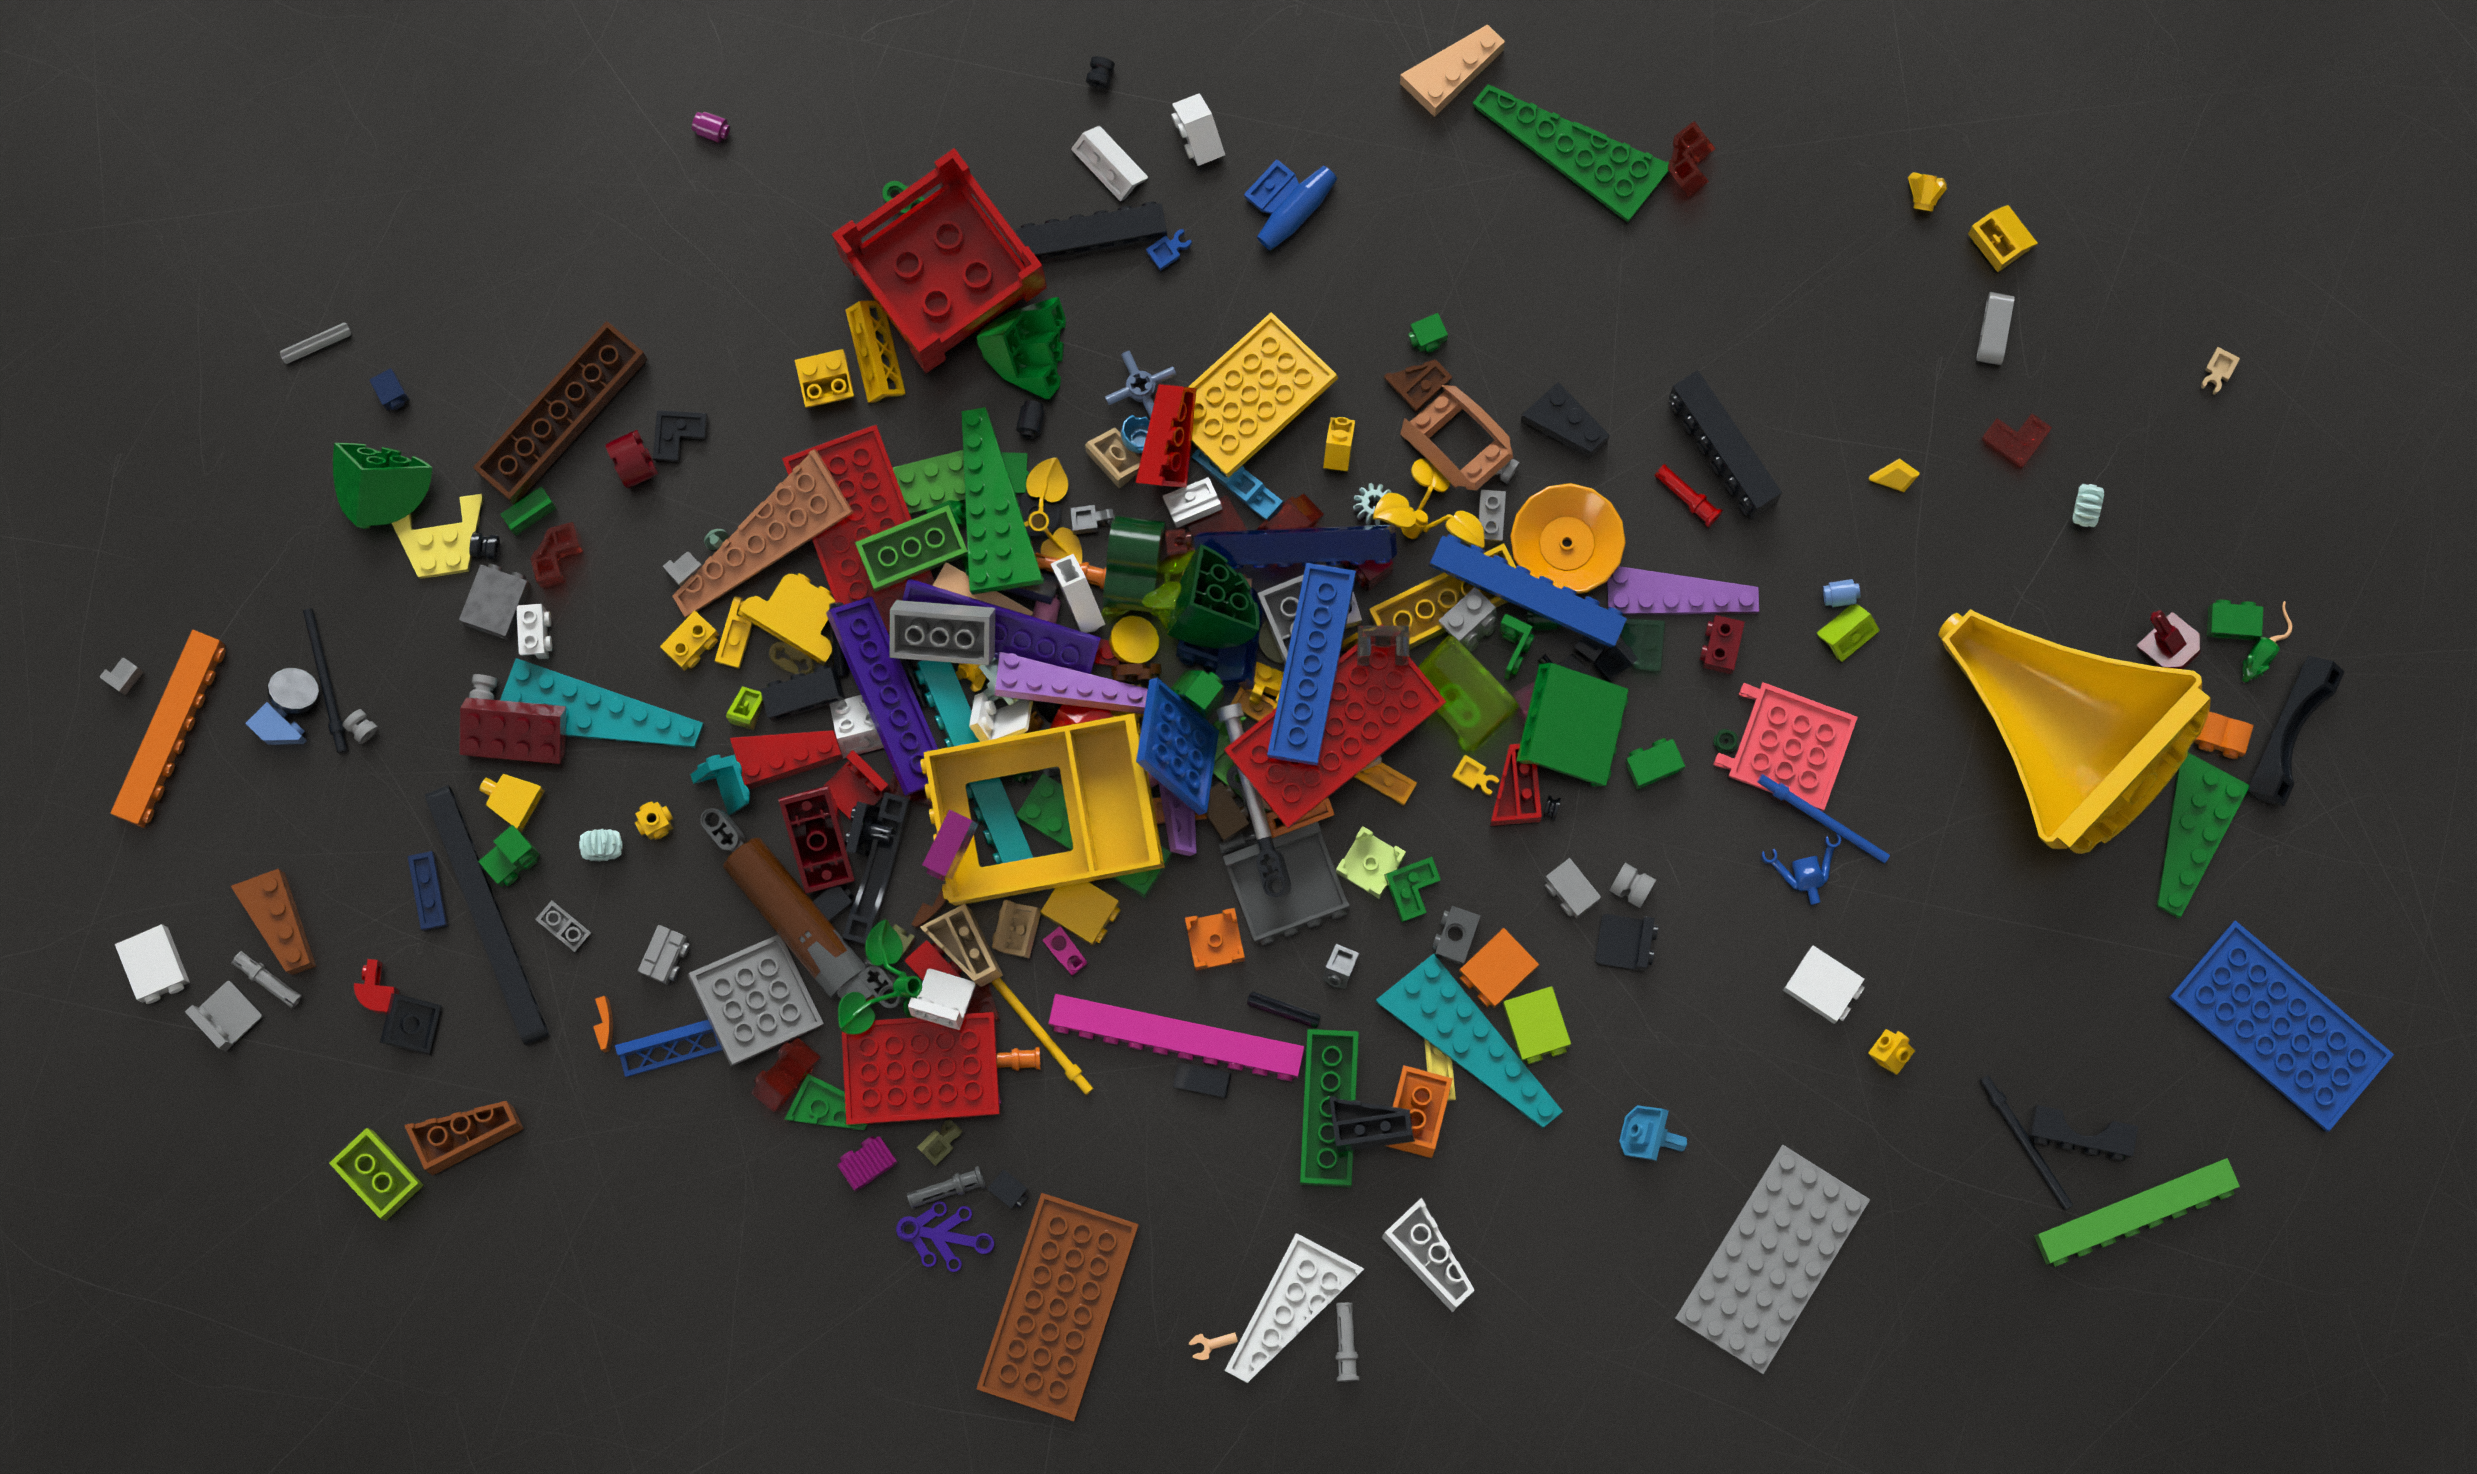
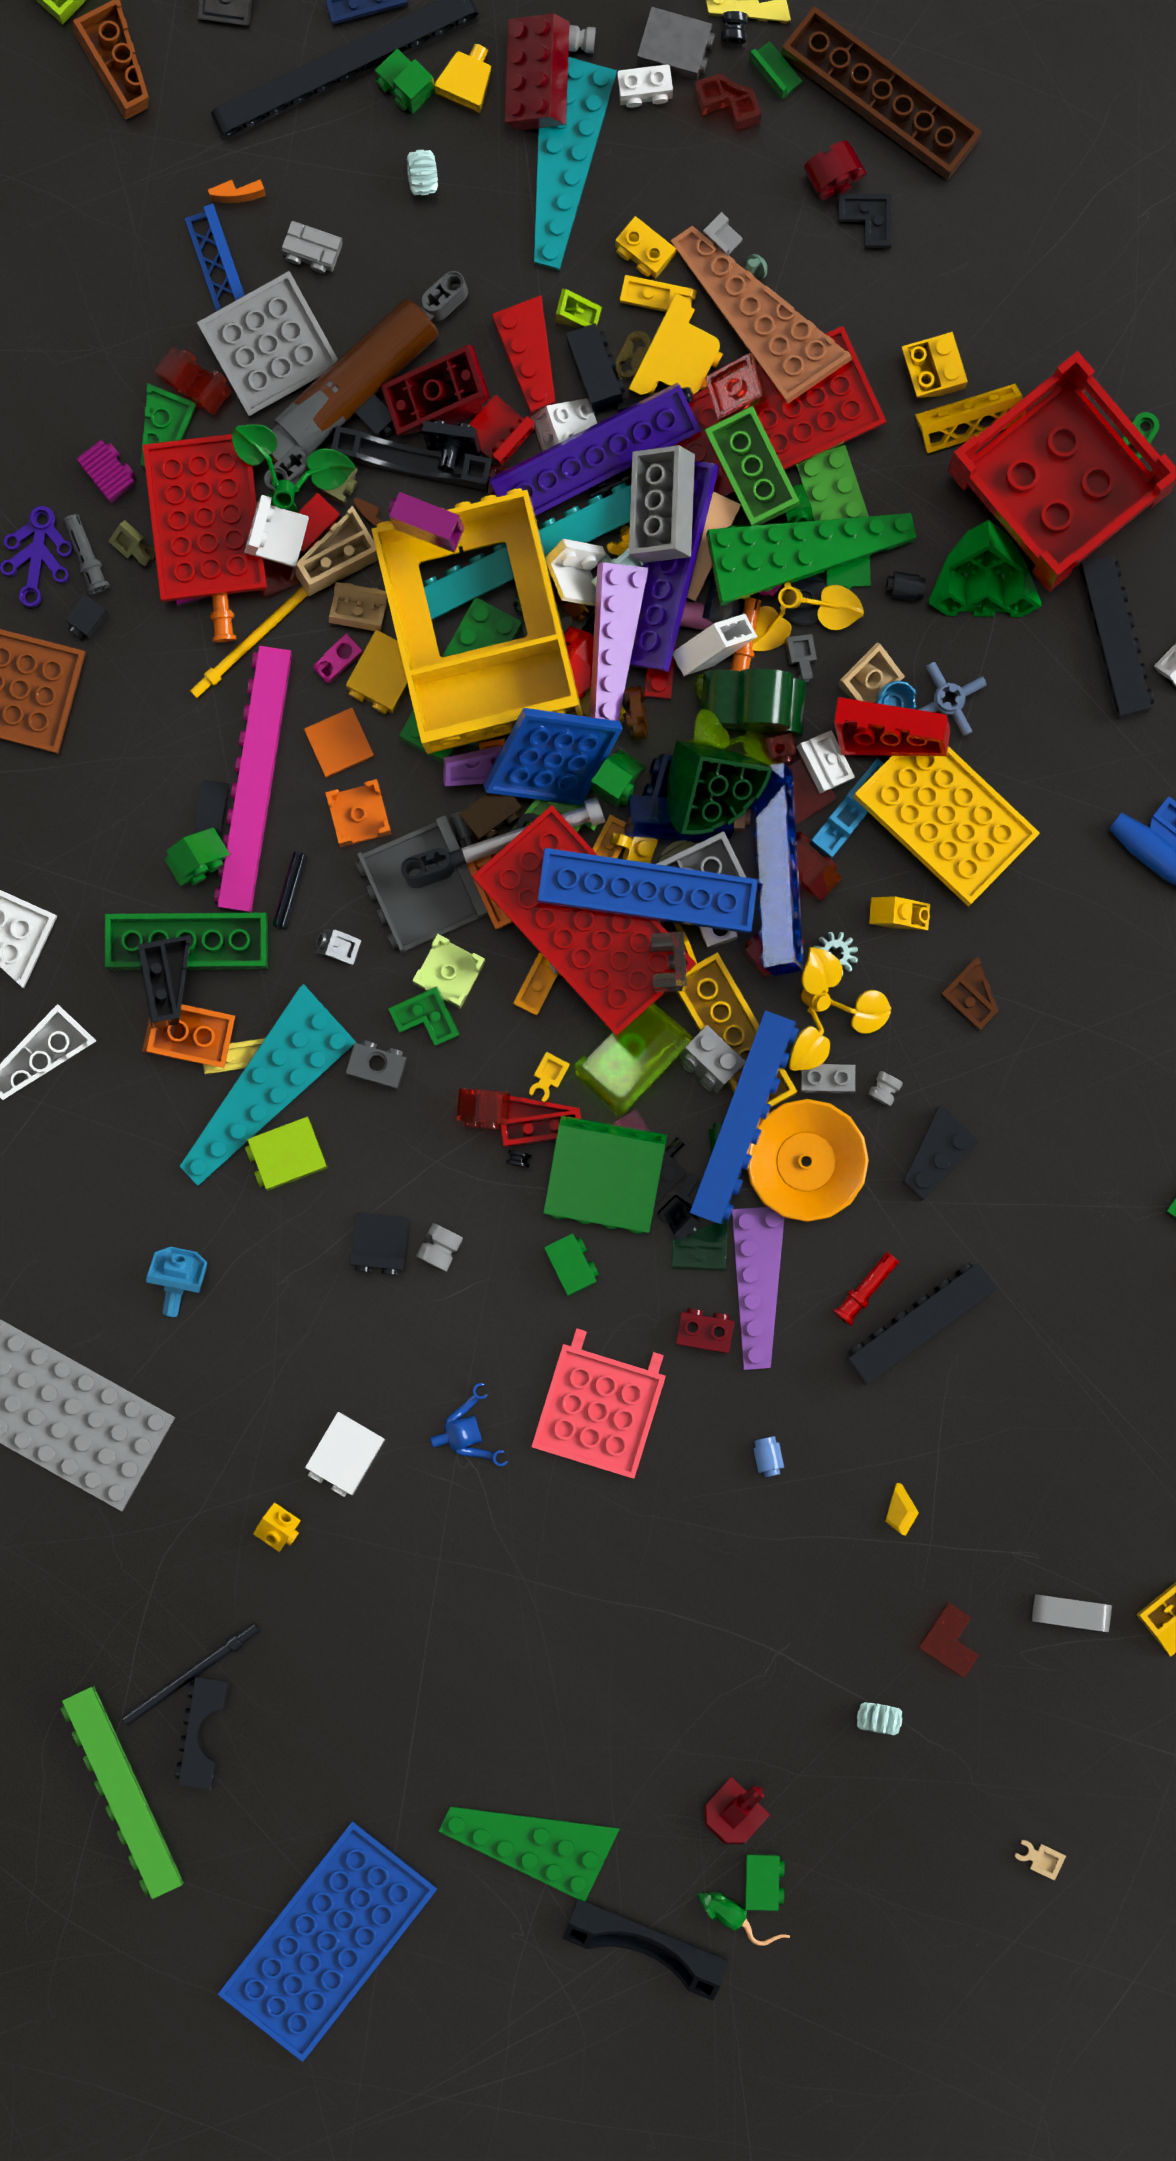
camera: 80 degrees right, 5 degrees up
(563, 926) = (338, 142): light grey slope -> none
(658, 828) = (451, 234): yellow brick -> none
(729, 779) = (501, 298): teal bracket -> none
(835, 559) = (736, 387): none -> clear red plate
(1134, 640) = (672, 709): yellow tile -> none
(1144, 955) = (339, 742): none -> orange tile
(1165, 251) = (1100, 717): blue plate -> none
(1250, 1092) = (195, 856): none -> green brick
(1428, 333) = (1026, 1001): green brick -> none
(1436, 416) = (935, 1014): nougat wedge -> none
(1498, 969) = (343, 1110): orange brick -> none
(1504, 834) = (483, 1107): none -> clear red brick
(1516, 630) = (703, 1108): green bracket -> none
(1572, 889) = (432, 1184): light grey piece -> none
(1732, 739) = (604, 1347): dark green plate -> none
(1782, 792) = (546, 1400): blue bar -> none
(1848, 631) = (727, 1466): lime panel -> none
(2083, 728) = (624, 1710): yellow piece -> none
(2225, 734) = (638, 1871): orange brick -> none

